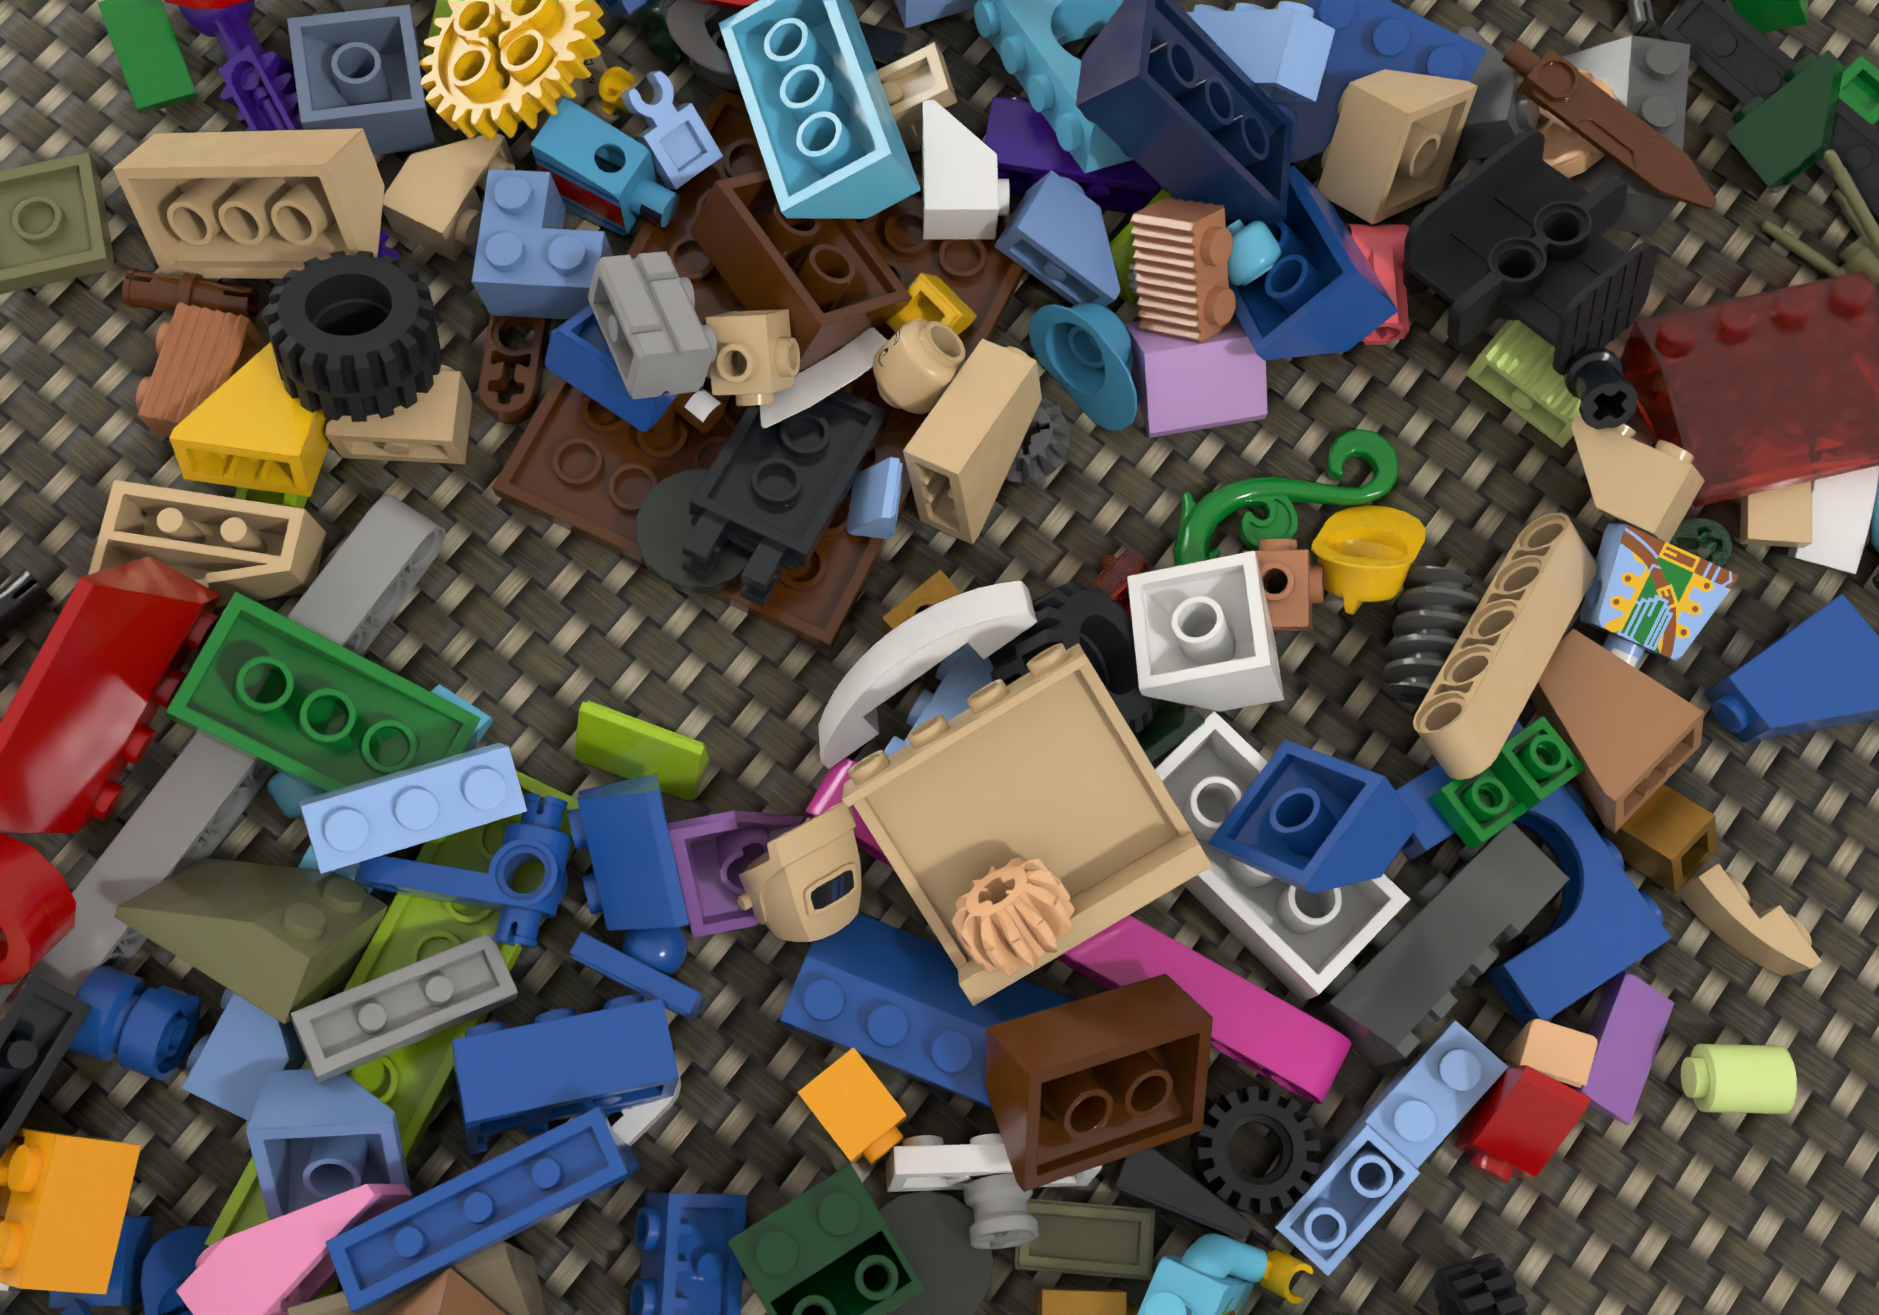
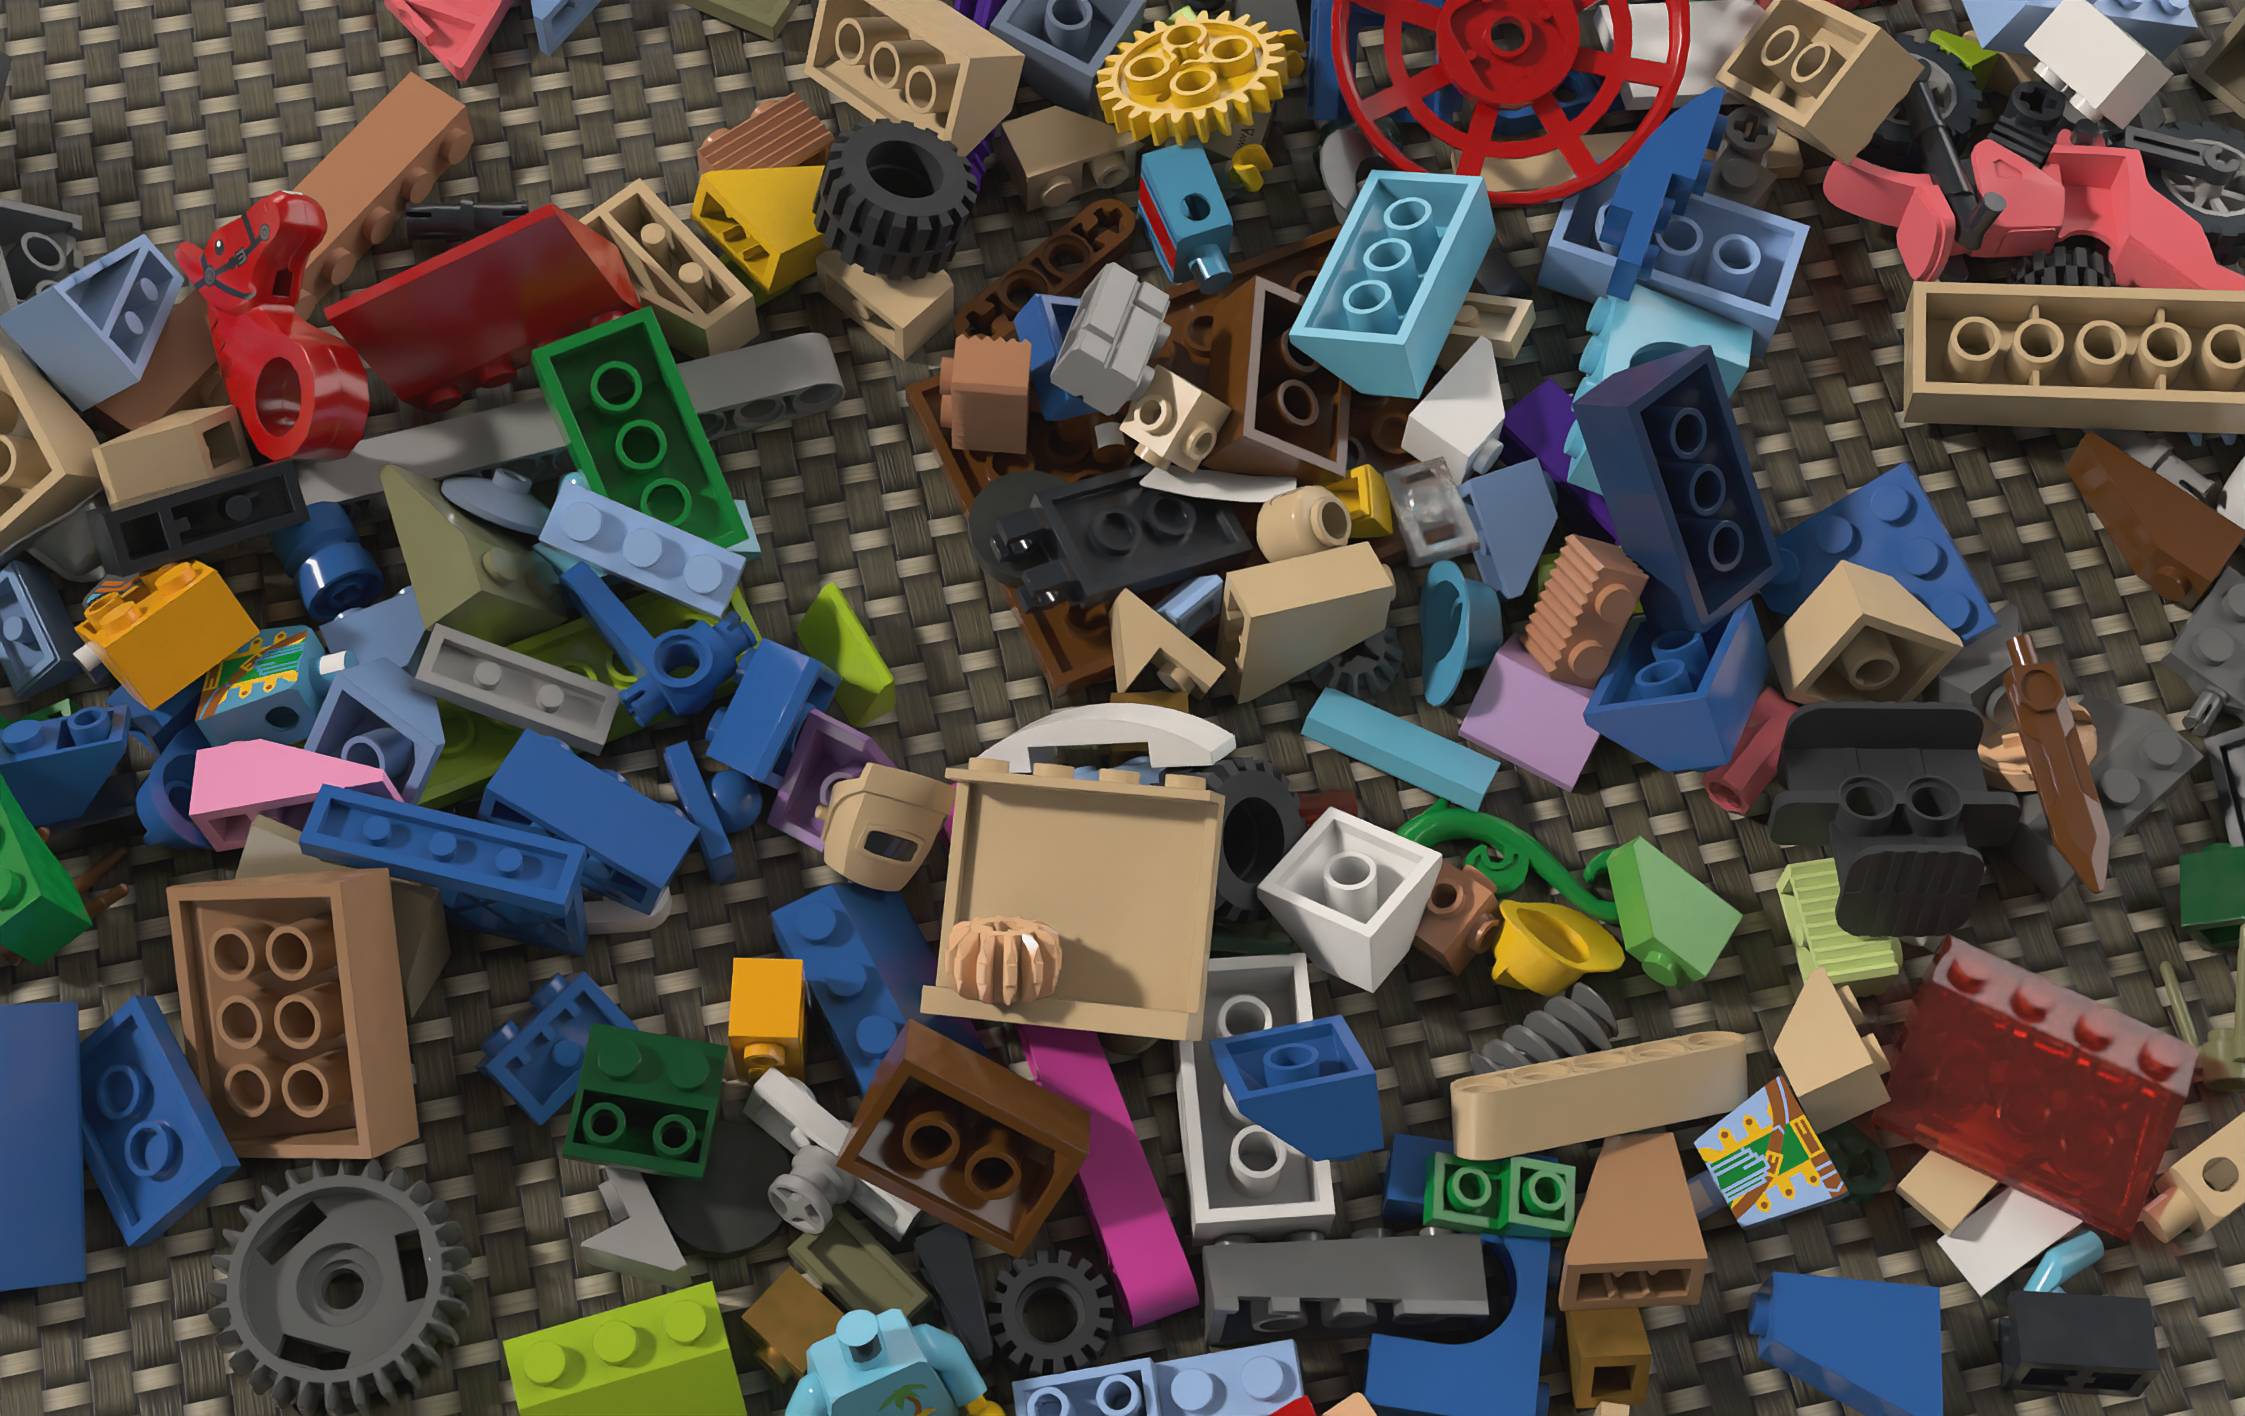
camera: 40 degrees right, 10 degrees down
(165, 291) = (790, 76): reddish brown pin -> none
(191, 1179) = (269, 688): none -> dark azure torso
(244, 854) = (499, 500): none -> sand blue dish
(524, 254) = (1080, 229): medium blue brick -> none
(579, 445) = (987, 394): none -> nougat brick
(675, 136) = (1264, 233): light blue plate -> none
(872, 556) = (1145, 637): none -> tan slope
(1002, 278) = (1430, 512): none -> clear slope
(1124, 484) = (1400, 748): none -> medium azure tile
(1252, 252) = (1650, 636): medium azure piece -> none
(1276, 48) = (1804, 491): light blue slope -> none
(1427, 462) = (1667, 915): none -> bright green slope
(1603, 393) = (1857, 961): black bush -> none

